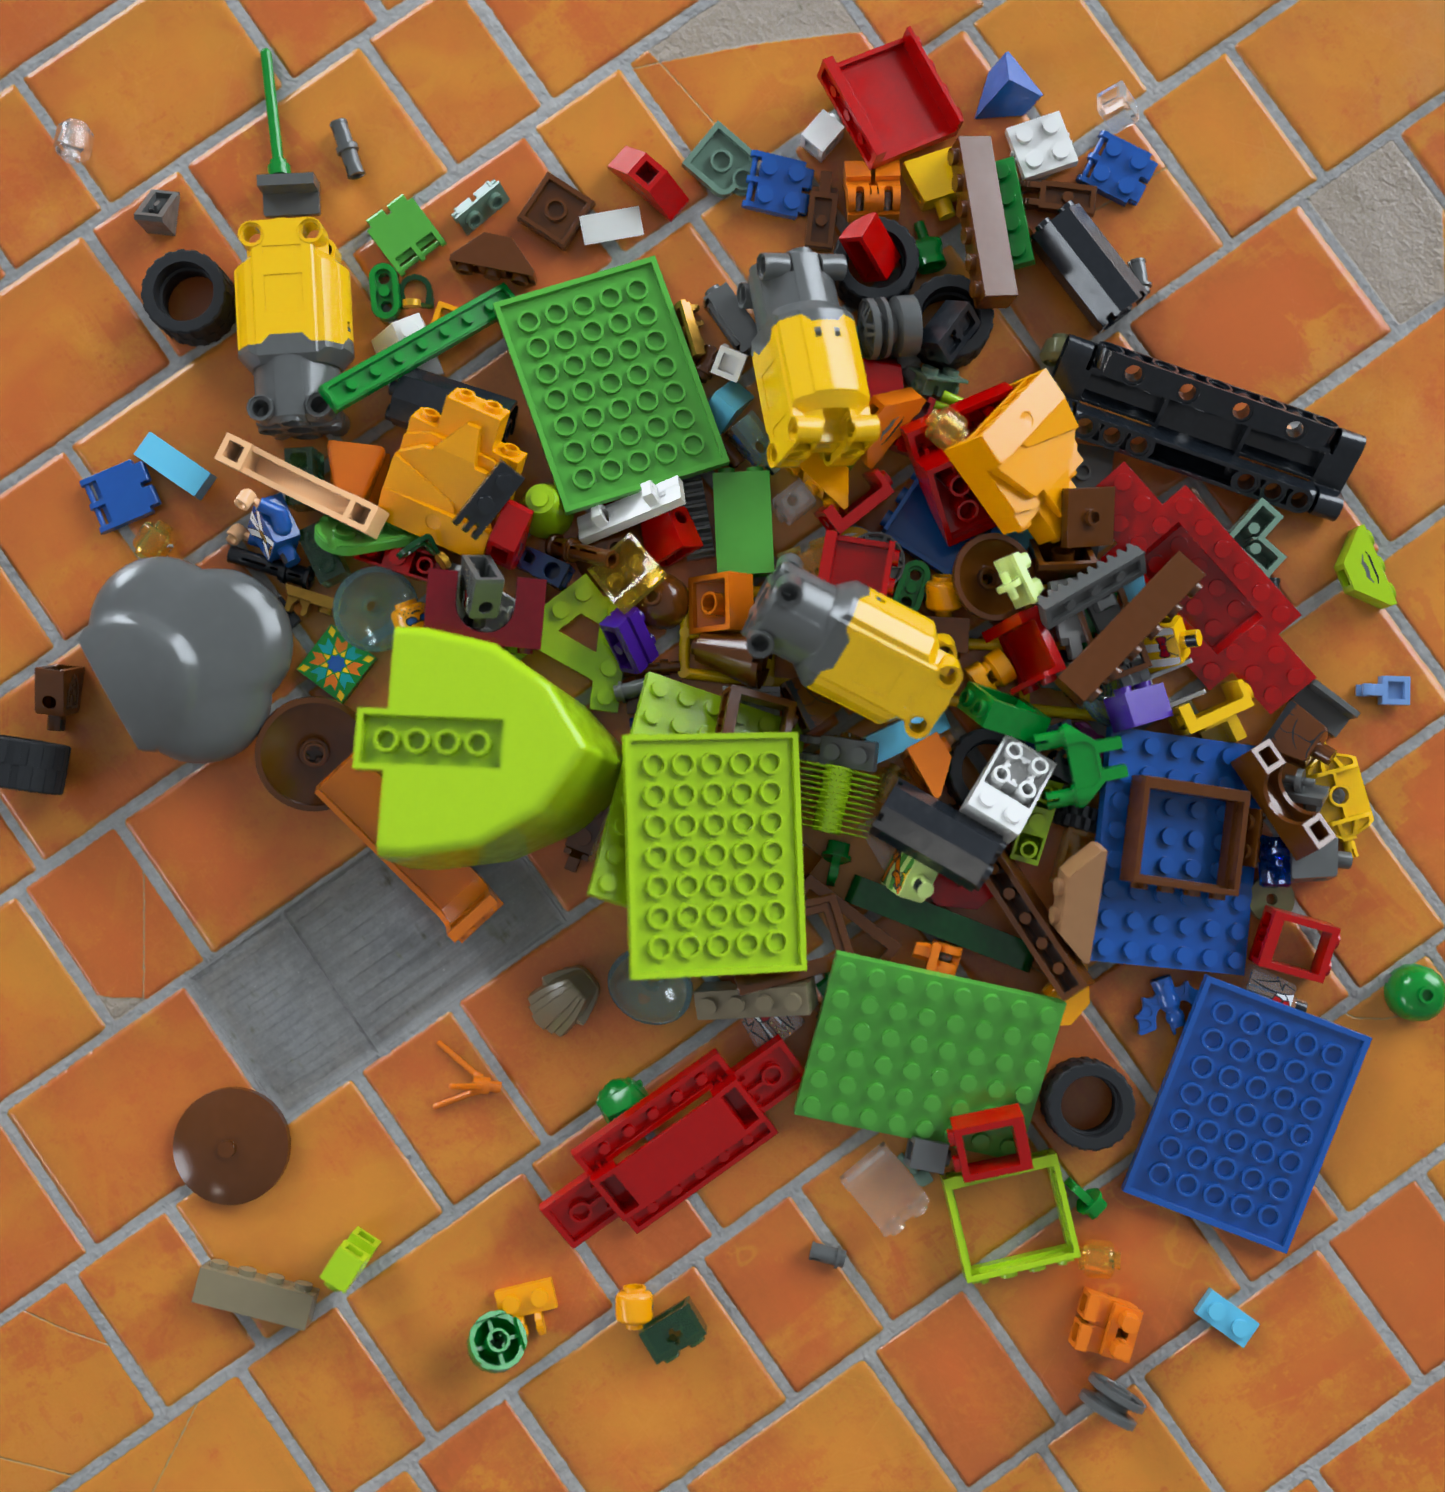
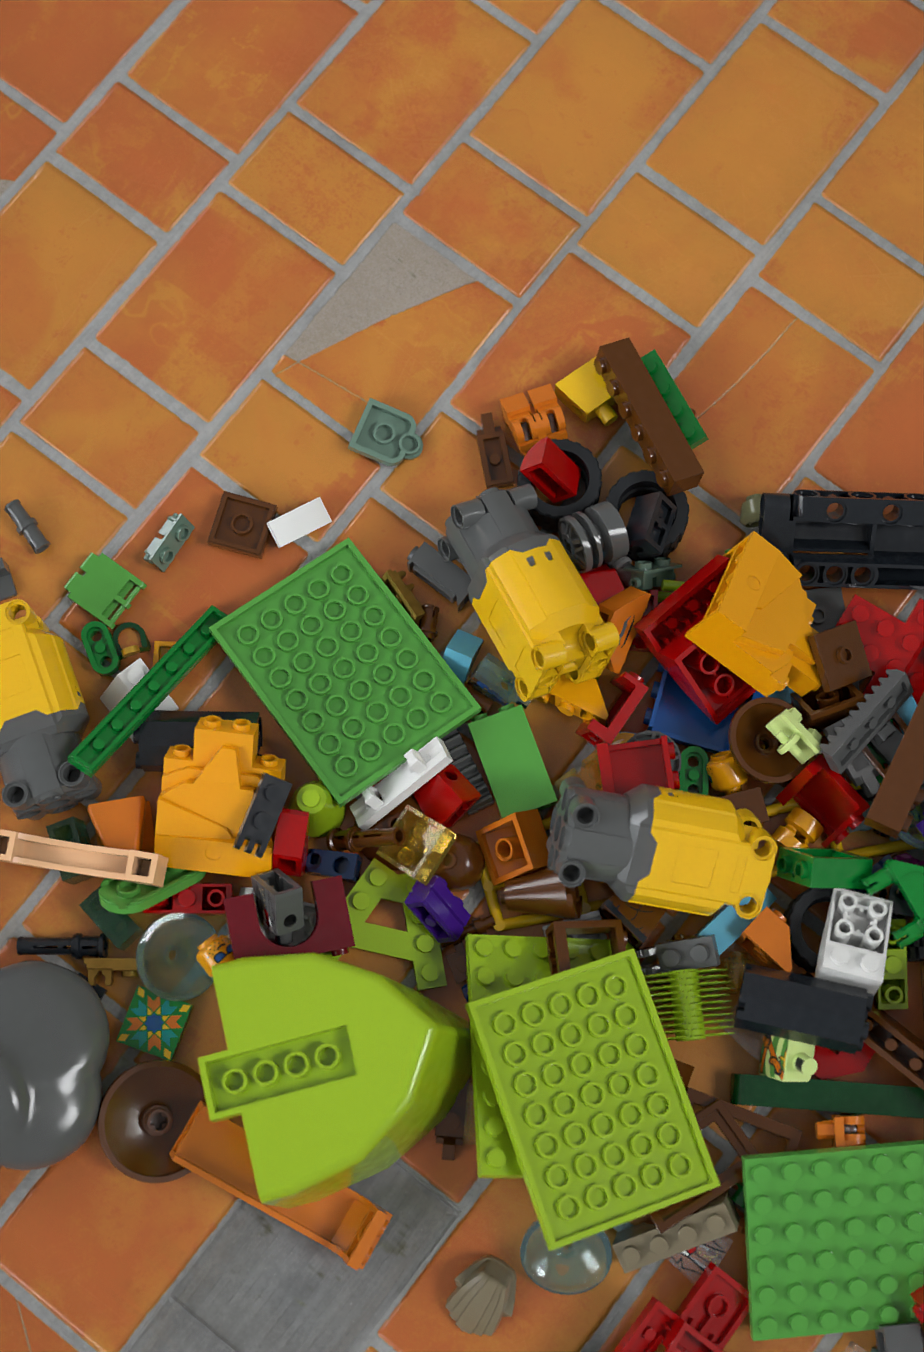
camera: 15 degrees left, 10 degrees down
(269, 526) = (52, 907): blue torso -> none
(440, 556) = (230, 885): dark green piece -> none
(494, 258) = (197, 586): reddish brown slope -> none
(628, 690) = (452, 959): dark grey pin -> none
(649, 181) = (322, 471): red slope -> none
(729, 363) = (451, 616): white panel -> none
(778, 186) = (445, 439): blue plate -> none
(793, 502) = (553, 728): clear brick -> none
(822, 135) = (471, 382): white brick -> none
(837, 854) = (707, 1060): green piece -> none
(891, 100) = (525, 333): red panel -> none
(930, 250) = (606, 455): green piece -> none
(946, 427) = (679, 613): clear yellow head -> none
(1007, 91) = (628, 293): blue slope -> none
(1041, 146) = (676, 333): white plate -> none
(1055, 194) = (710, 372): reddish brown hinge -> none
(1087, 266) = (757, 427): black brick -> none
(1117, 107) = (734, 278): clear panel -> none
(1118, 170) = (754, 333): blue plate -> none
(1138, 267) = (807, 422): dark grey pin -> none

